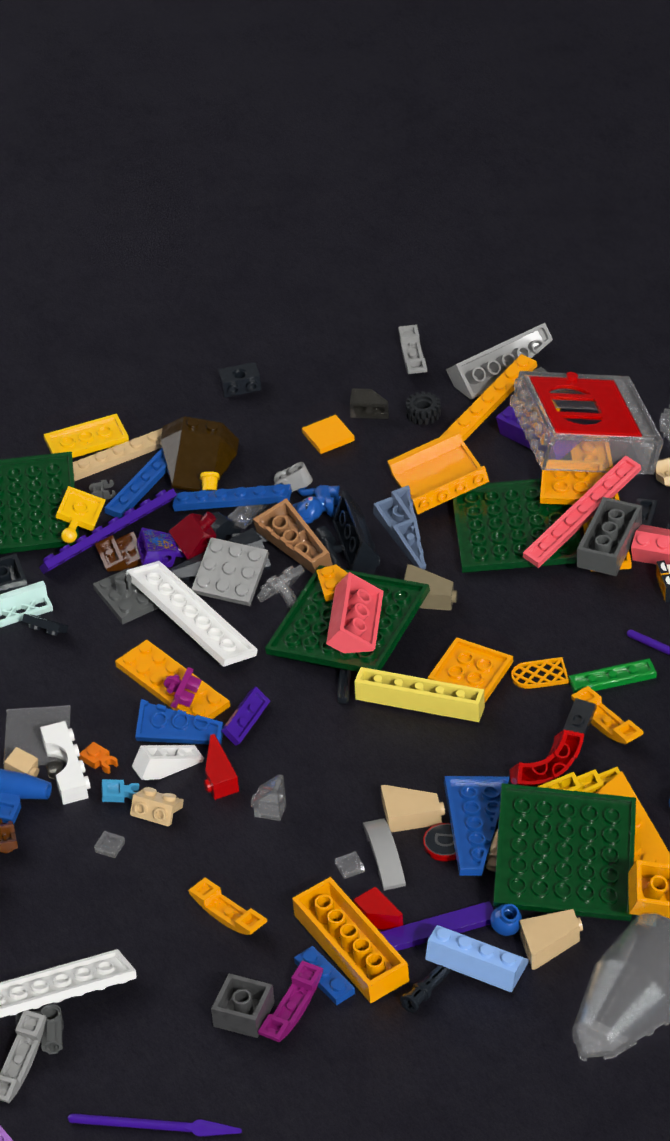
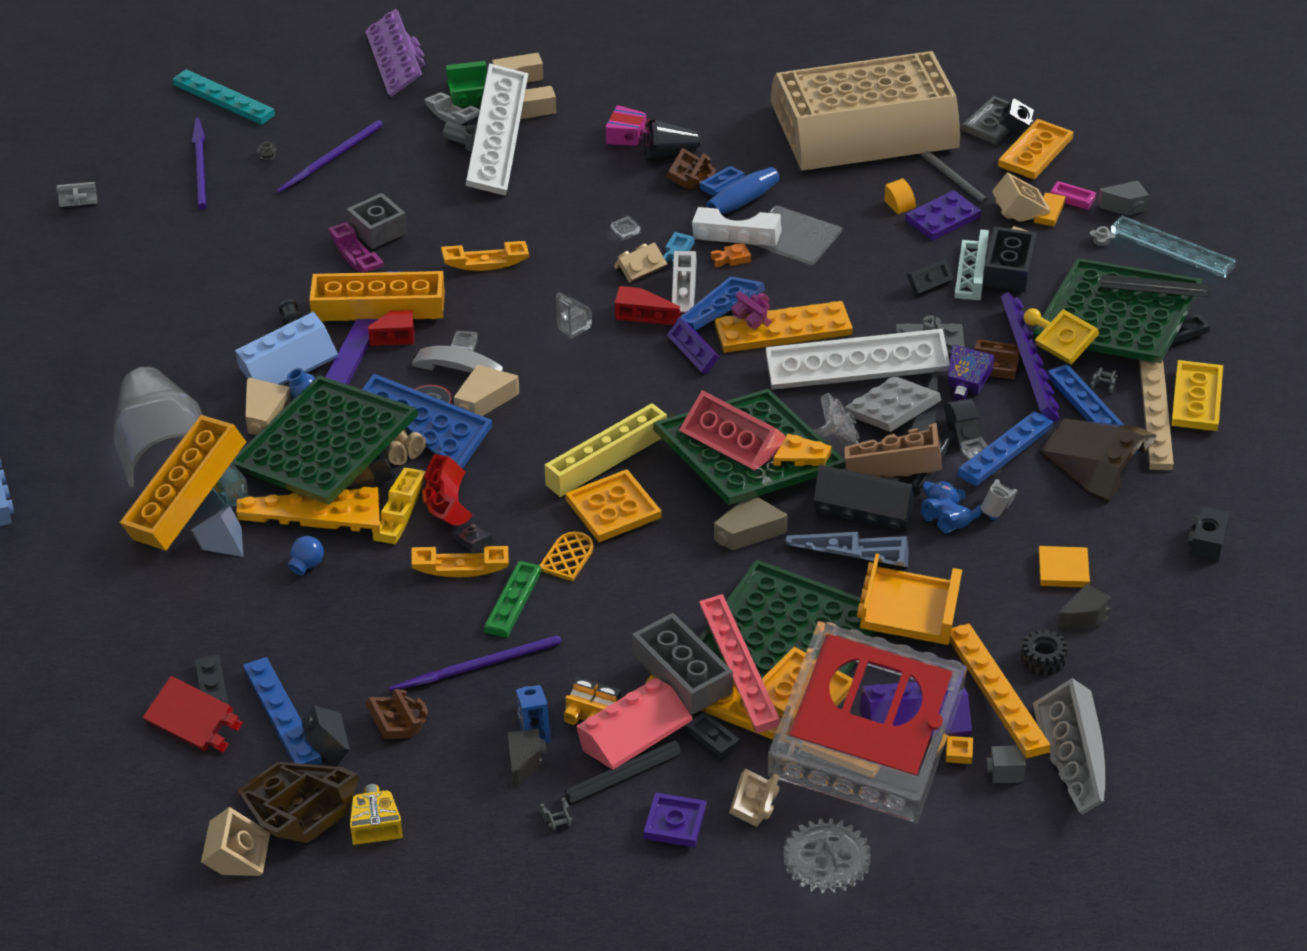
camera: 120 degrees right, 0 degrees up
(22, 762) = (754, 202): tan brick -> none
(194, 533) = (959, 388): dark red torso -> none
(209, 480) = (1043, 440): yellow piece -> none
(412, 349) = (1153, 692): light grey slope -> none

